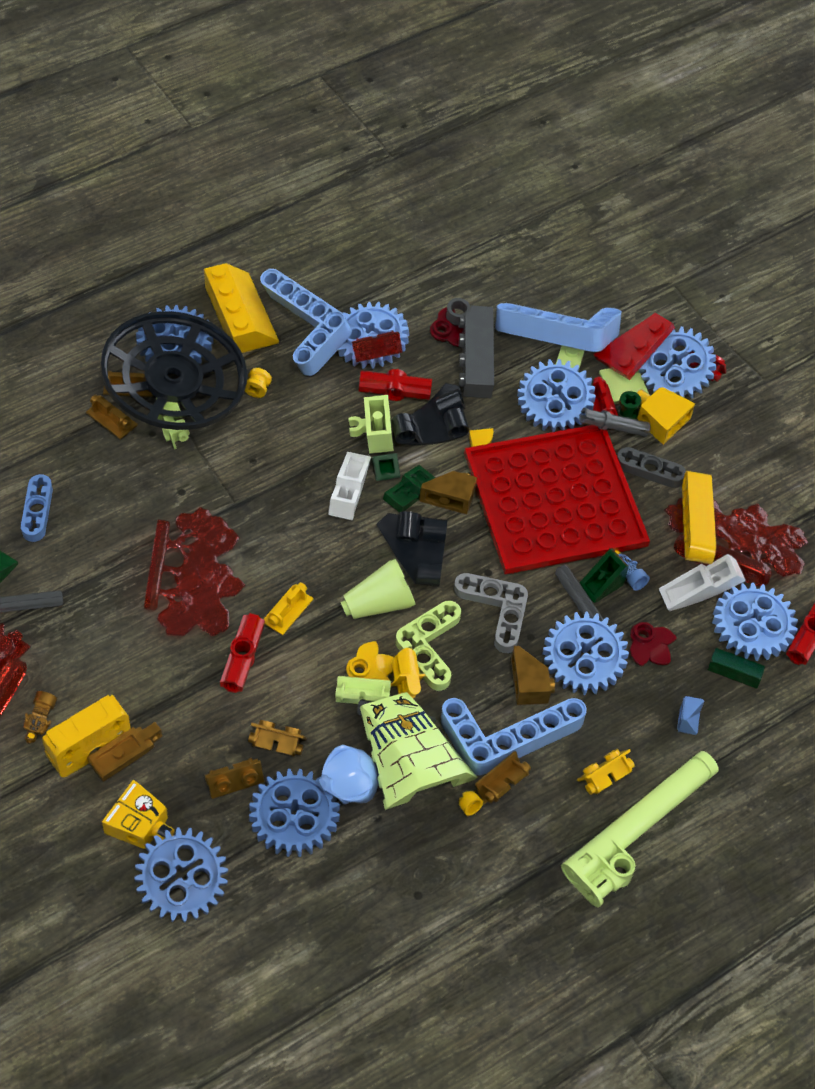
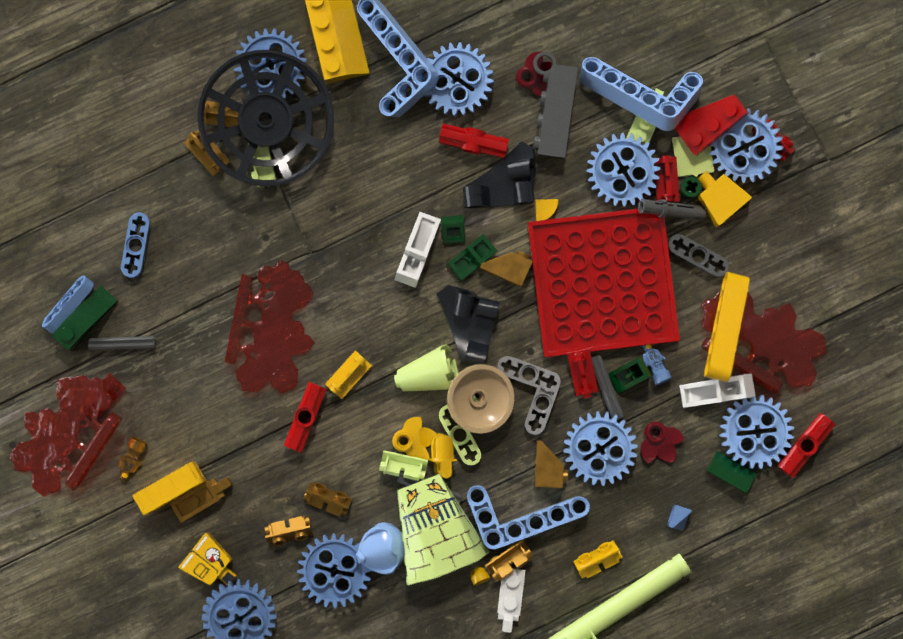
camera: 15 degrees right, 30 degrees up
(257, 382) = (344, 126): yellow wheel -> none
(376, 347) = (469, 102): clear red hinge -> none
(376, 424) = (448, 189): yellowish green brick -> none
(447, 594) = (494, 400): none -> tan dish
(511, 824) = (511, 598): none -> white hinge
(550, 581) = (582, 373): none -> red hinge

